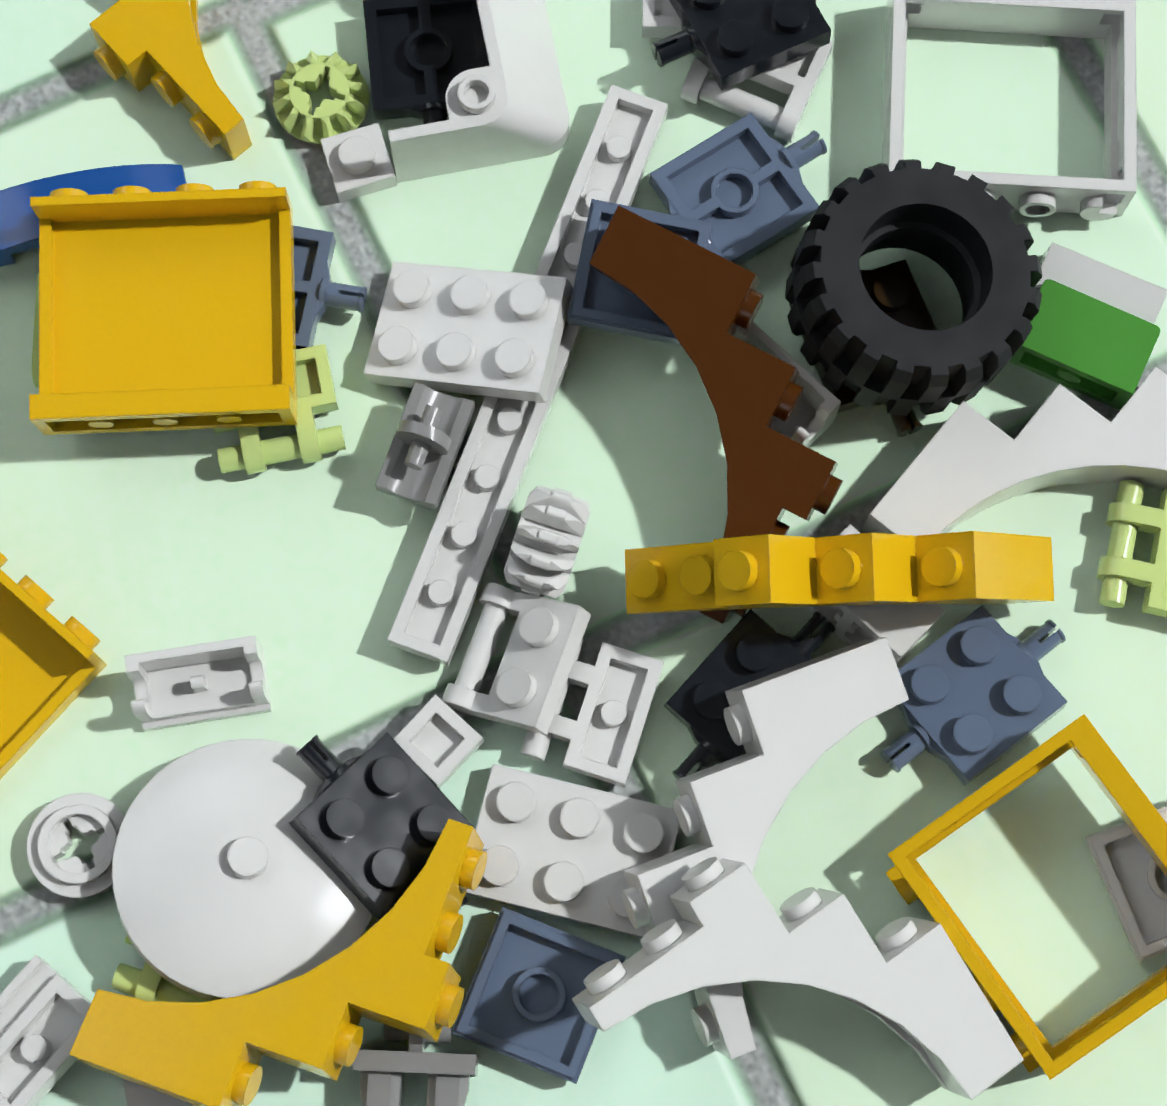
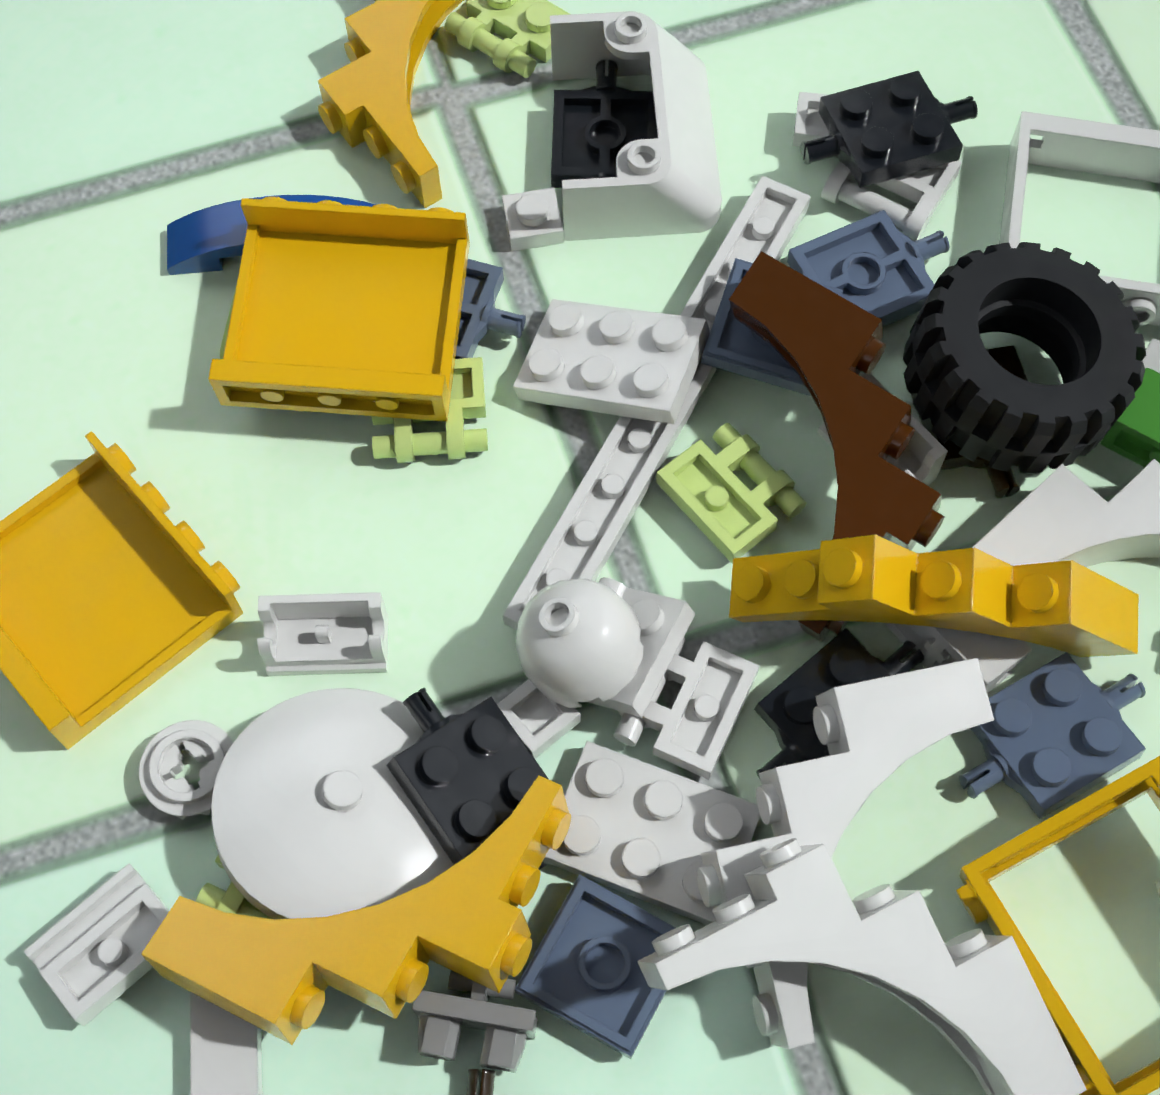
camera: 10 degrees right, 10 degrees down
(334, 116) = (526, 175): yellowish green gear -> none
(425, 446) = (559, 452): light grey hips -> none
(472, 667) = (578, 642): none -> white cylinder
(546, 541) = (661, 544): white gear -> none
(589, 466) = (719, 501): none -> yellowish green plate

